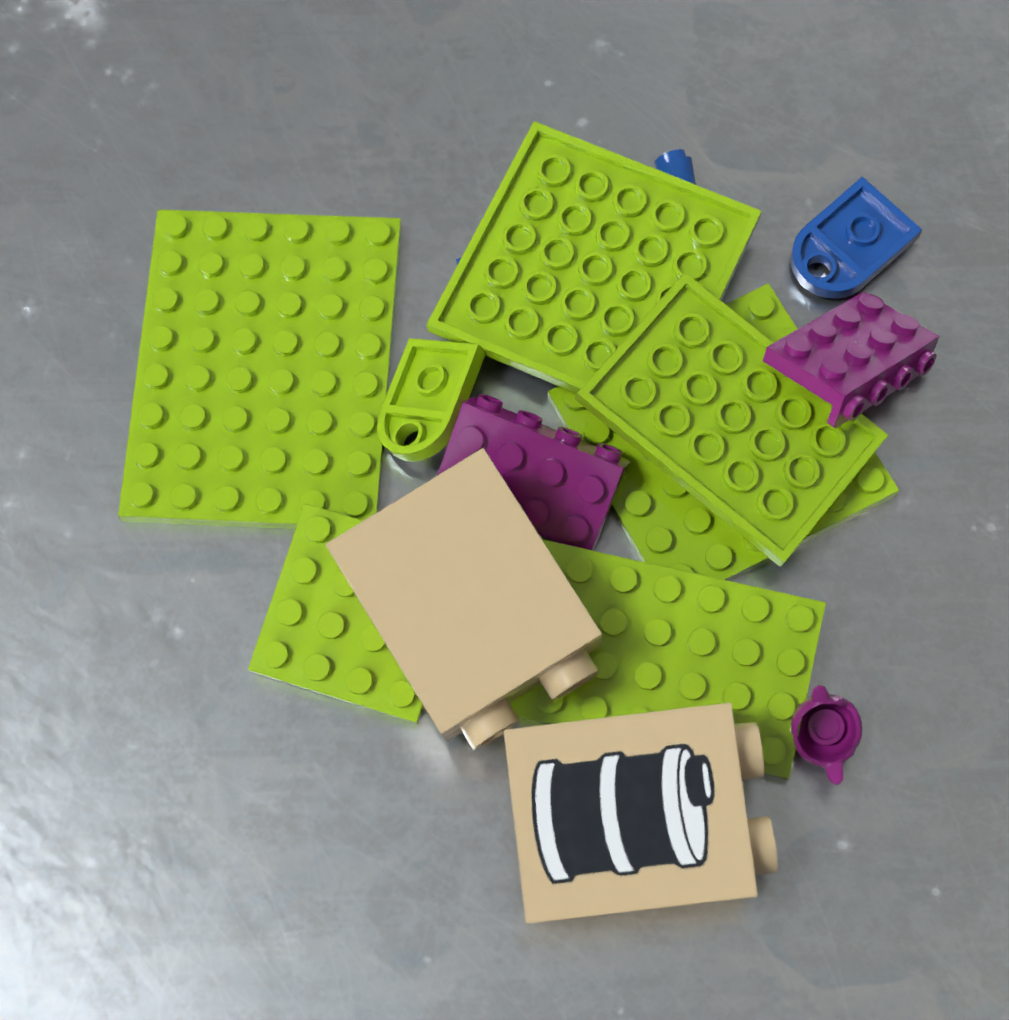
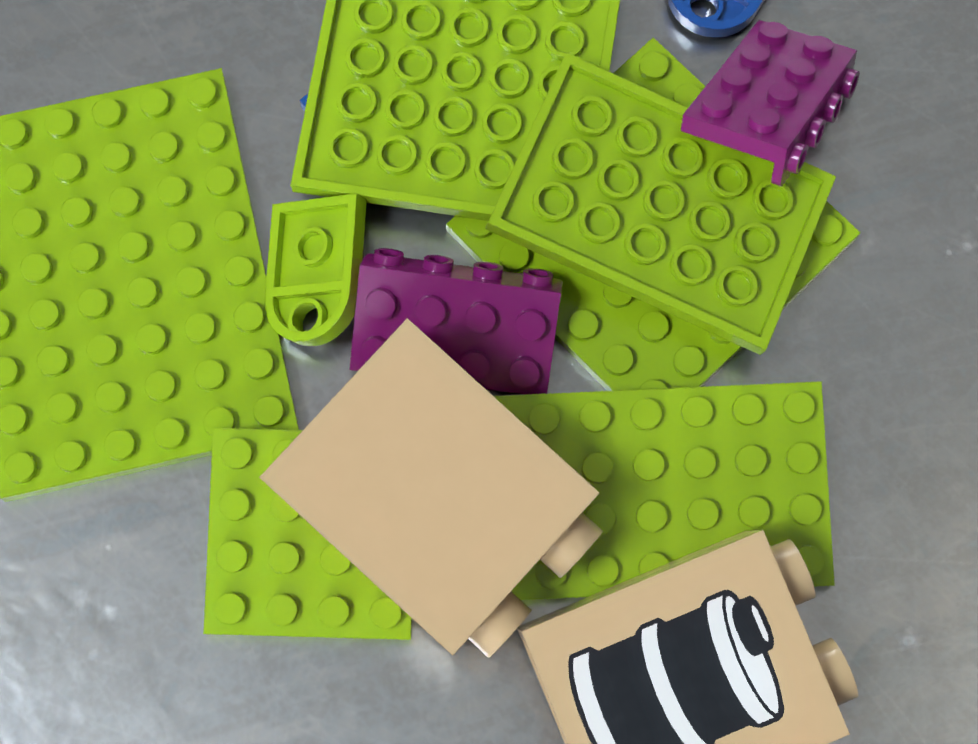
camera: 20 degrees left, 5 degrees up
(827, 731) = (861, 524): magenta hair -> none

